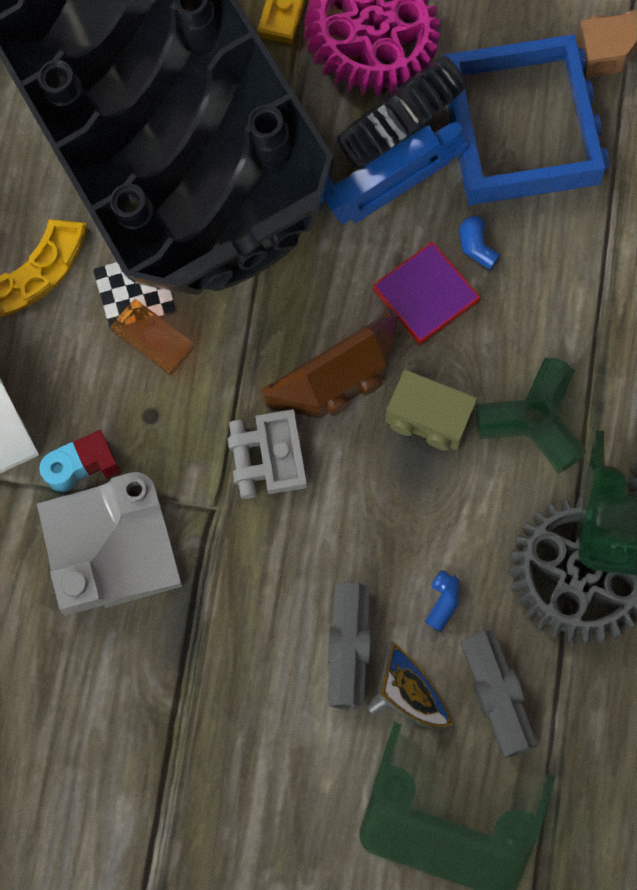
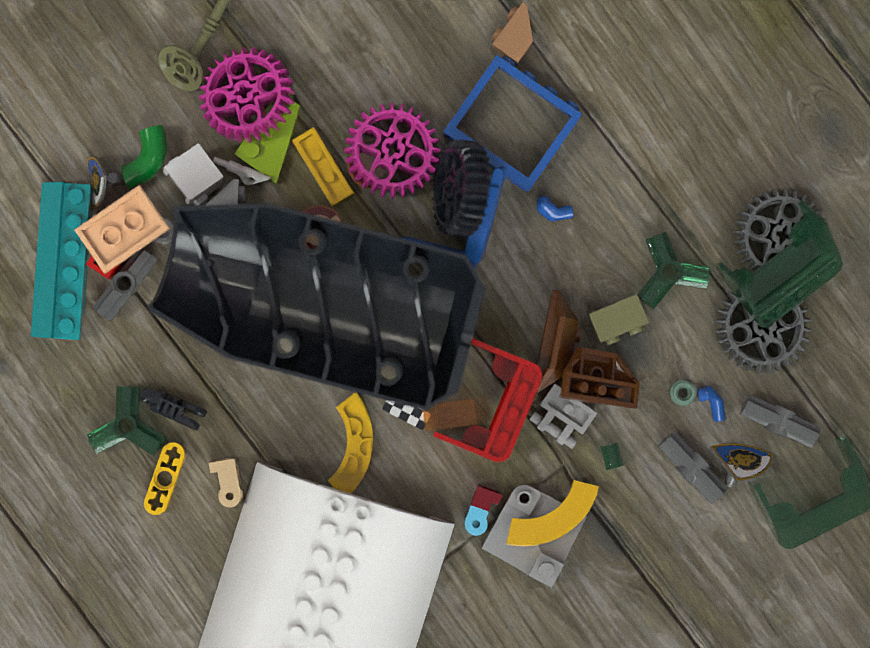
camera: 50 degrees left, 15 degrees up
(141, 551) = (556, 523): none -> yellow tile
(261, 361) = (511, 412): none -> red windscreen
(275, 547) = (611, 456): none -> clear green hinge
(340, 442) = (599, 379): none -> reddish brown wedge
(425, 546) = (691, 392): none -> sand green plate
(426, 293) = (555, 260): dark purple tile -> none

